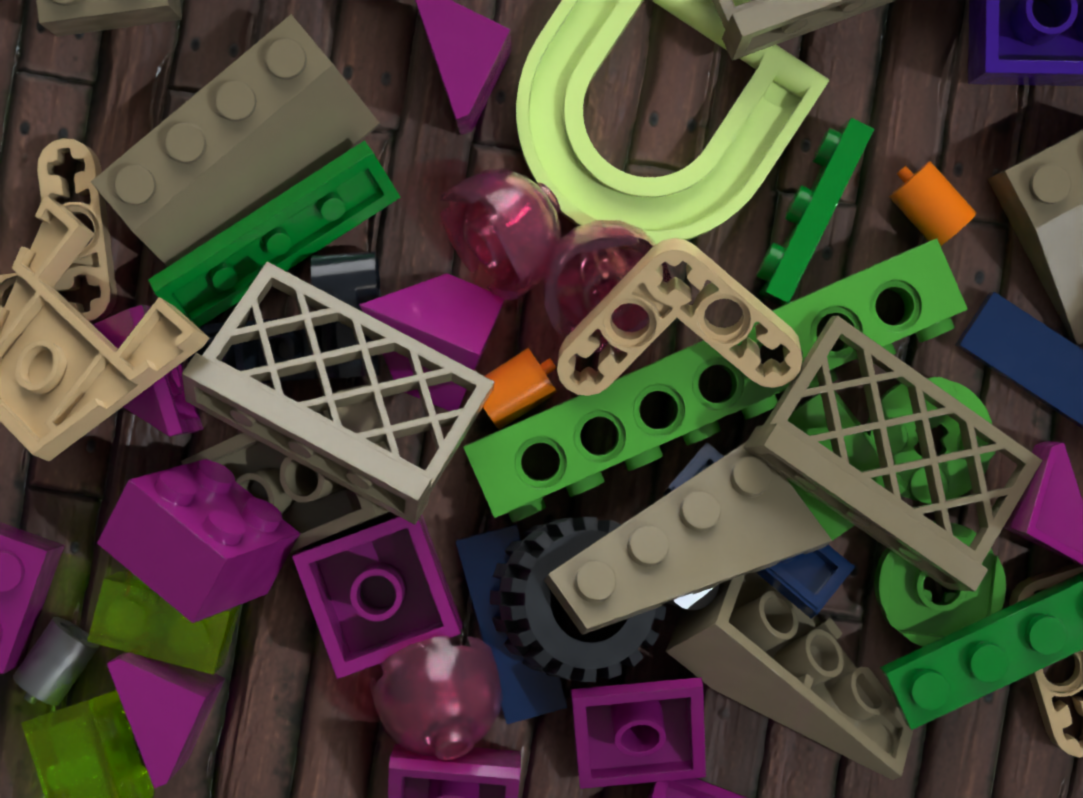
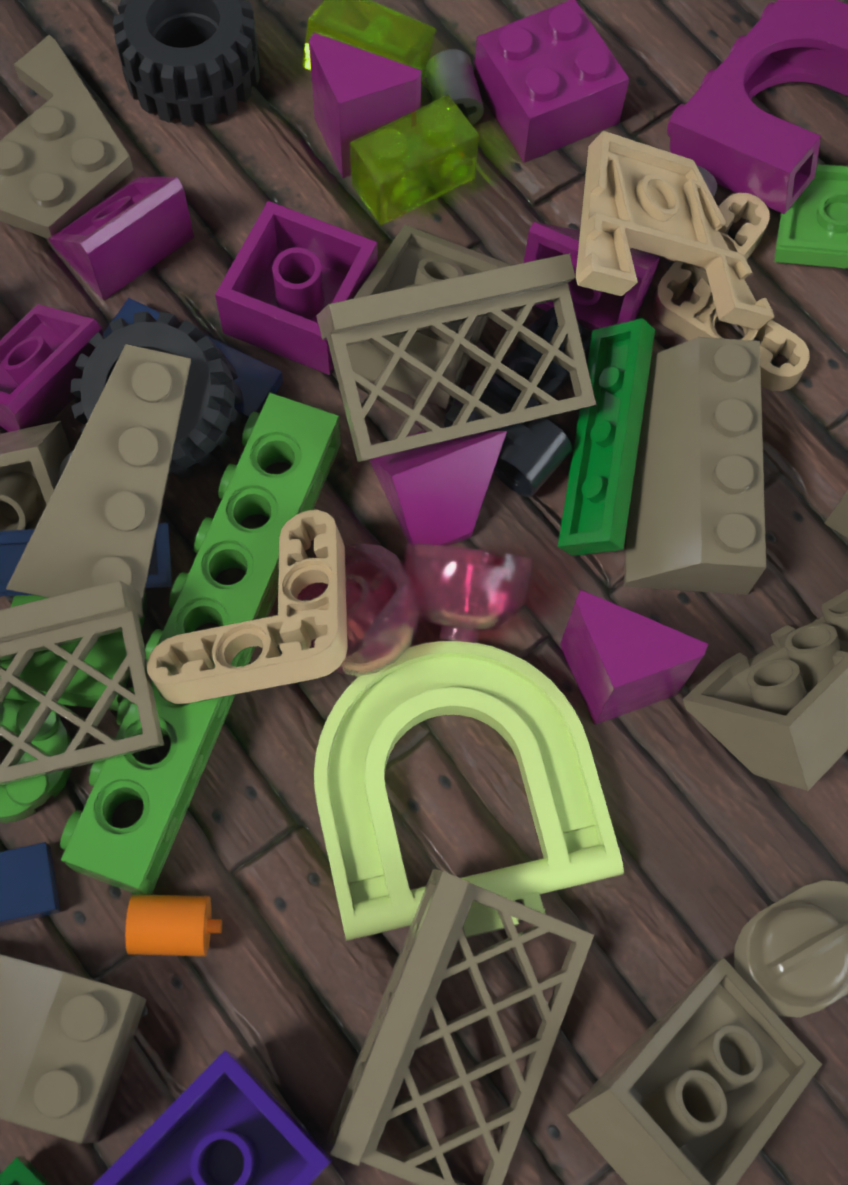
camera: 125 degrees right, 20 degrees down
(198, 538) = (446, 199): magenta brick -> none
(438, 696) = (186, 252): clear pink cylinder -> none
(518, 388) = (348, 494): orange piece -> none
(812, 210) = (259, 824): green plate -> none

